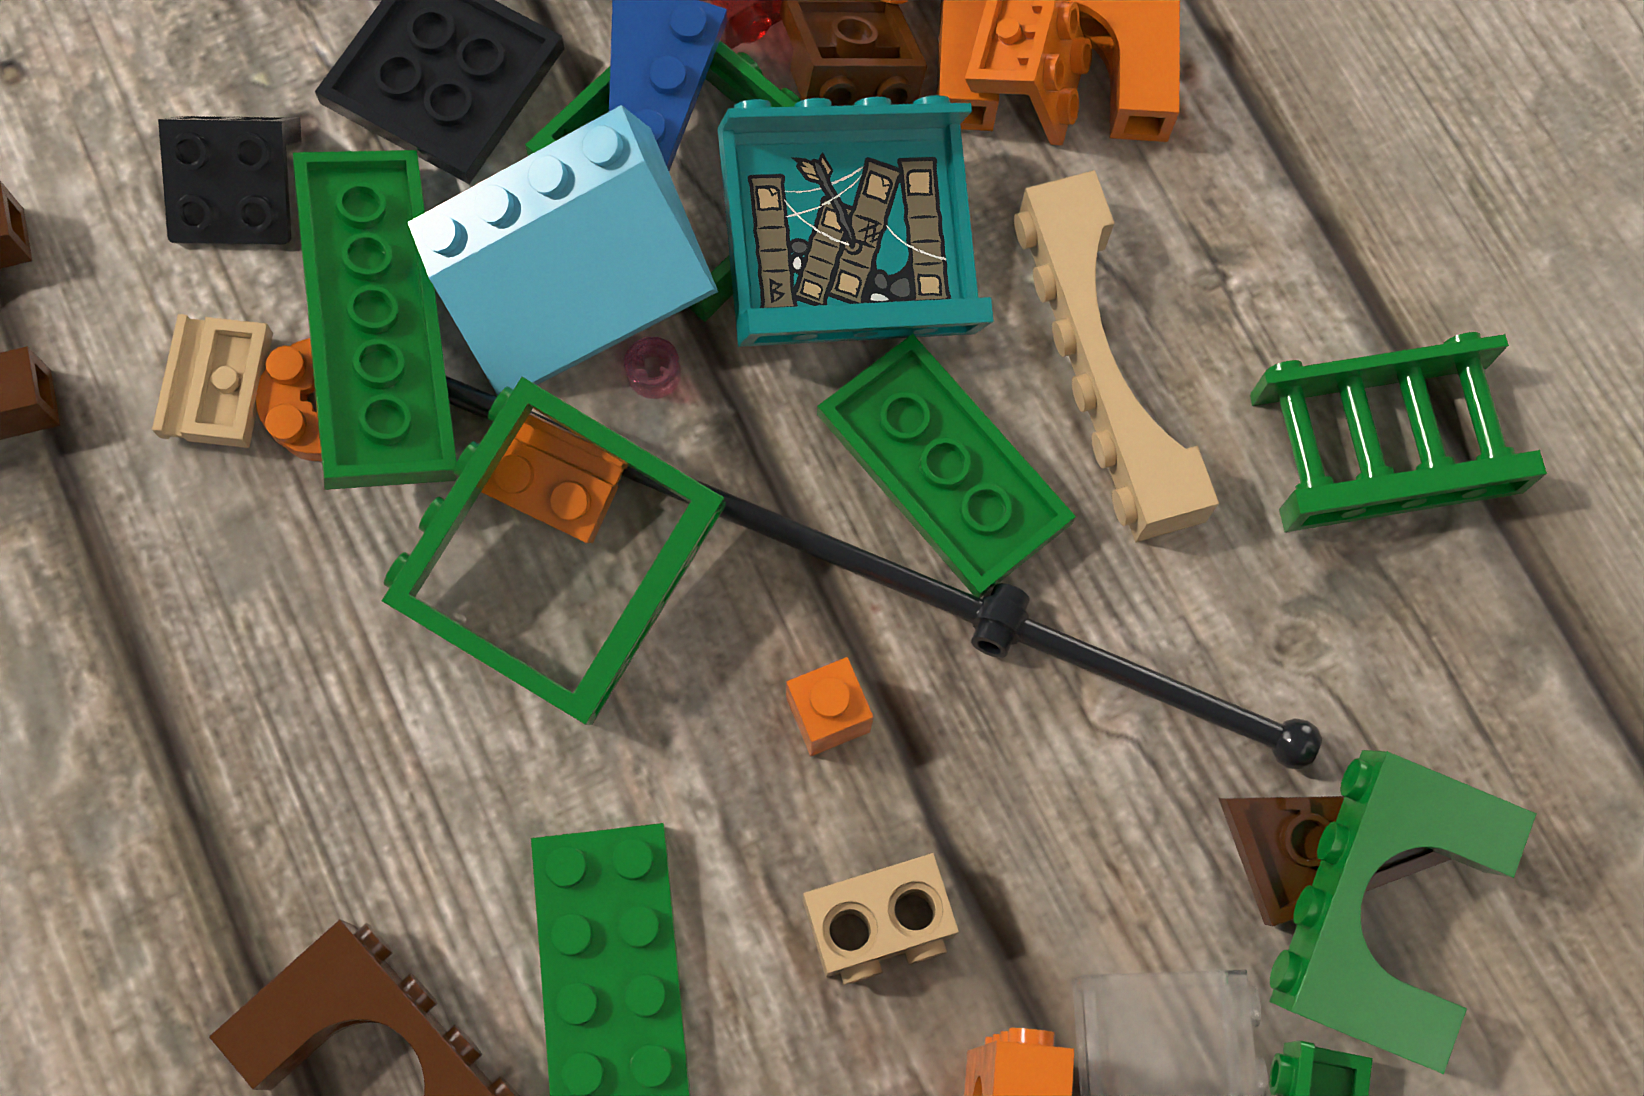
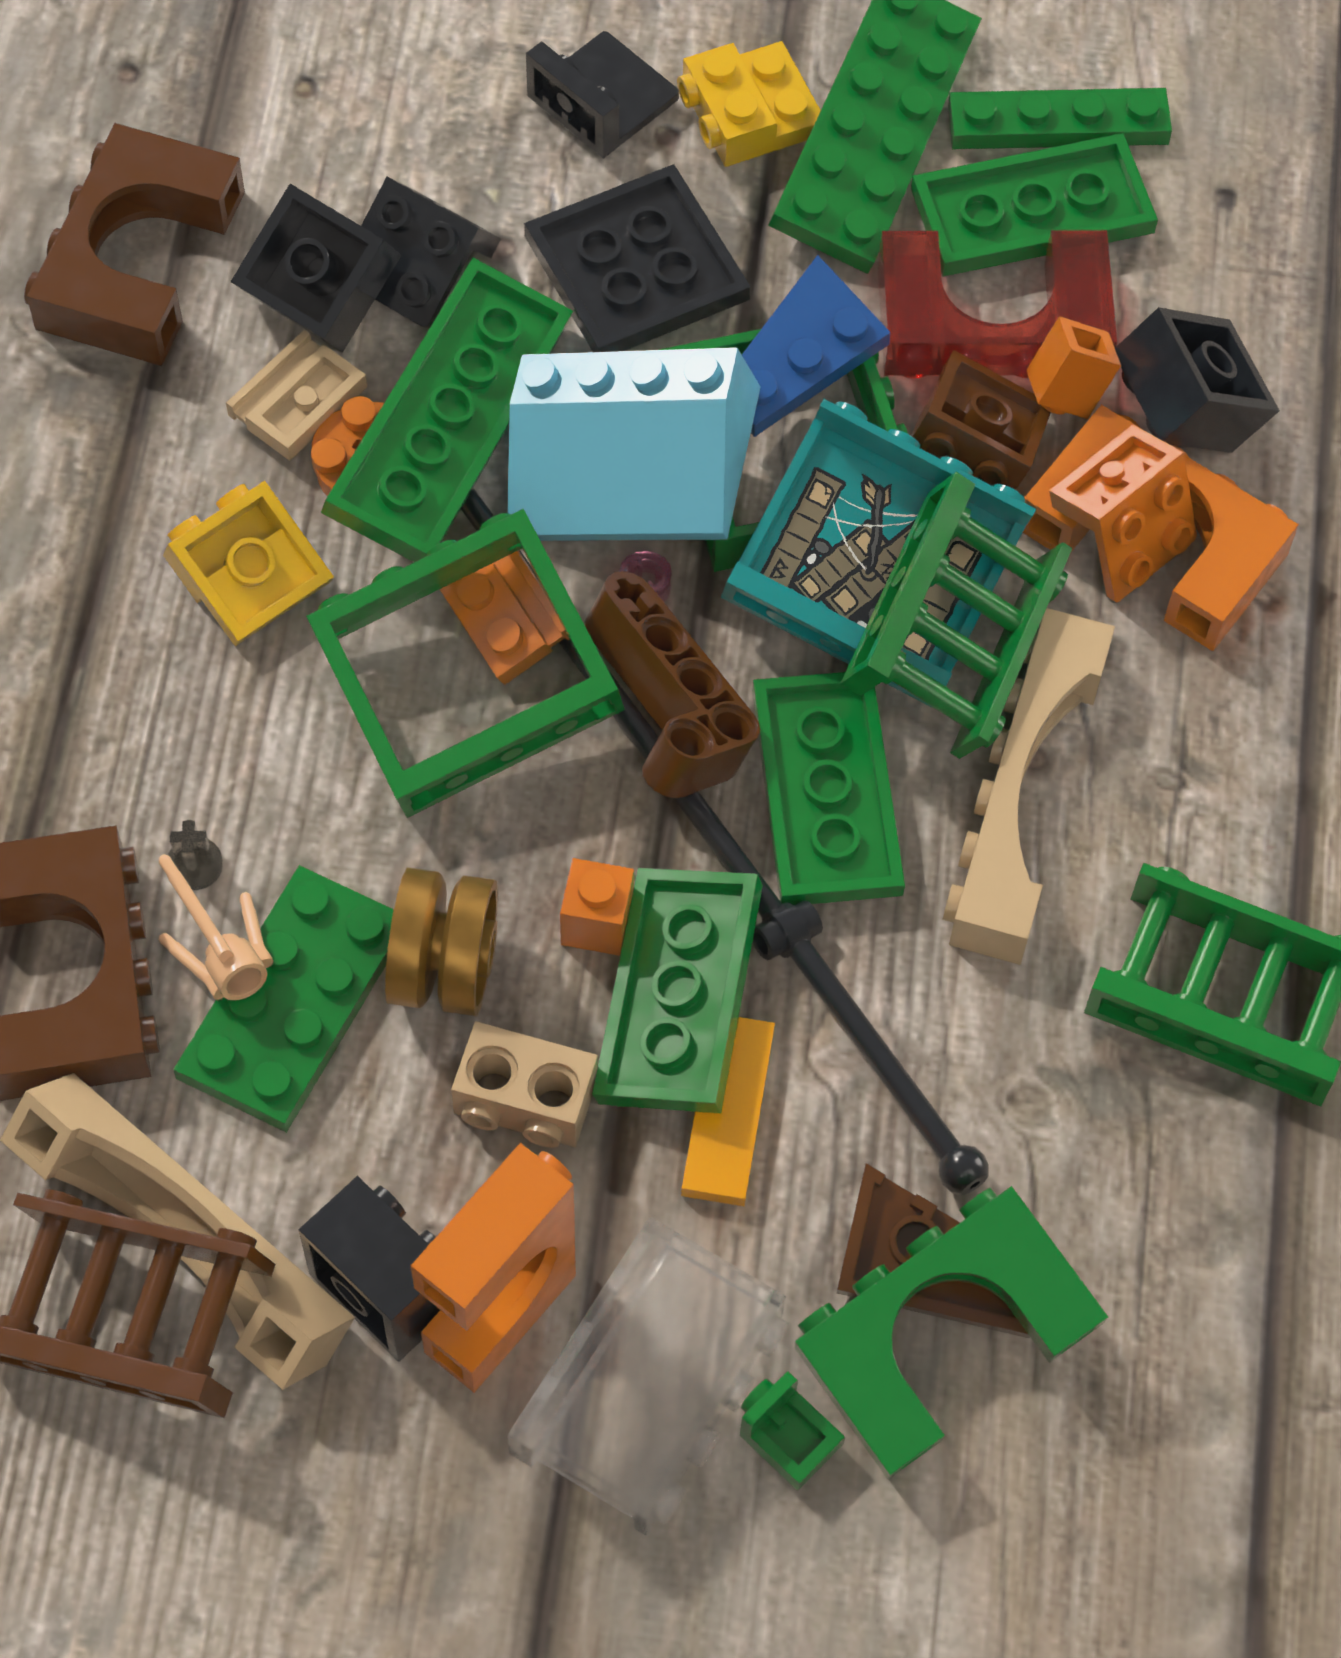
camera: 35 degrees right, 10 degrees down
(149, 248) = (316, 267): none -> black brick
(279, 574) = (246, 561): none -> yellow plate
(428, 894) = (195, 856): none -> clear smoke piece
(544, 984) = (232, 964): none -> light nougat plant
(730, 834) = (431, 940): none -> pearl gold wheel
(755, 453) = (700, 714): none -> reddish brown beam
(924, 271) = (902, 612): none -> green fence
(952, 739) = (678, 990): none -> green plate
(1062, 817) = (725, 1142): none -> light orange tile

